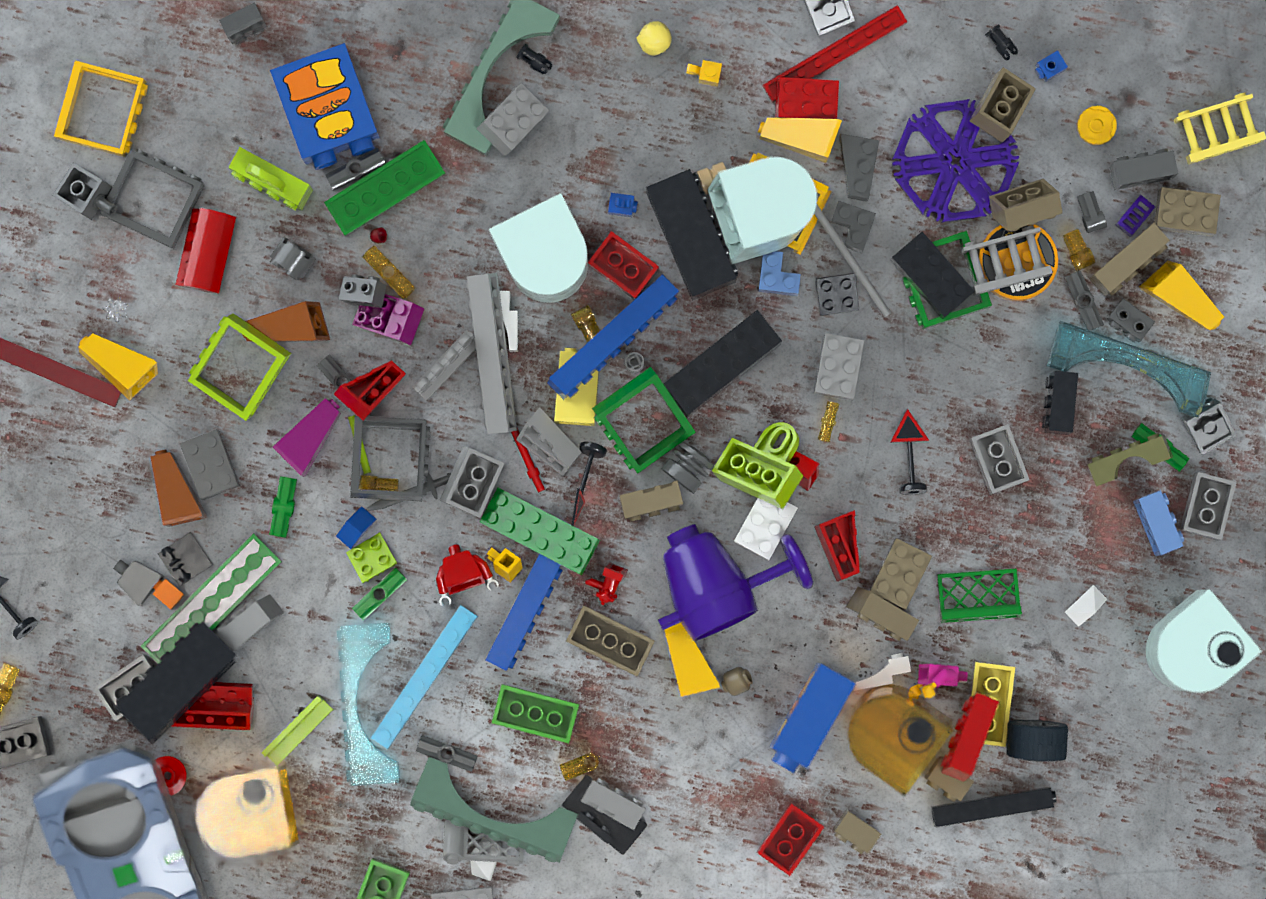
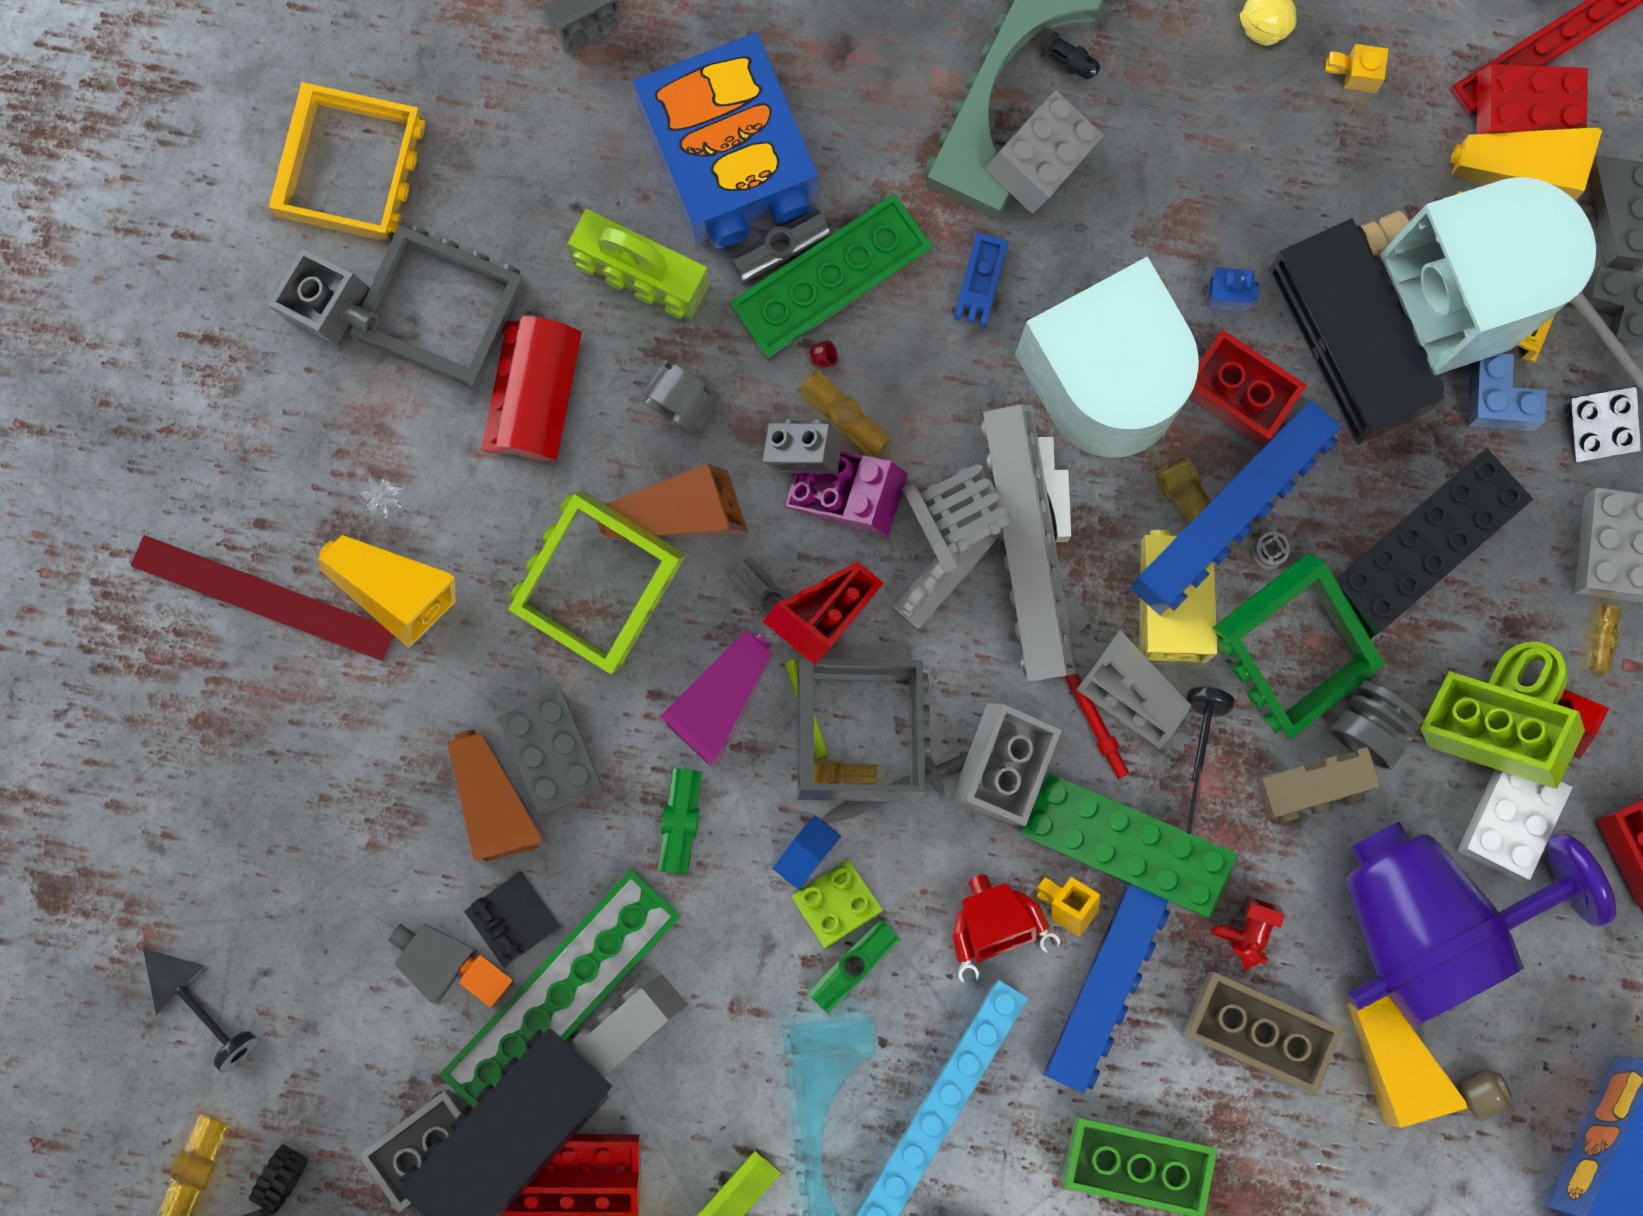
camera: 10 degrees left, 5 degrees down
(48, 700) = (278, 1179): none -> black tyre
(447, 335) = (958, 512): none -> light grey fence
(474, 192) = (981, 277): none -> blue hinge

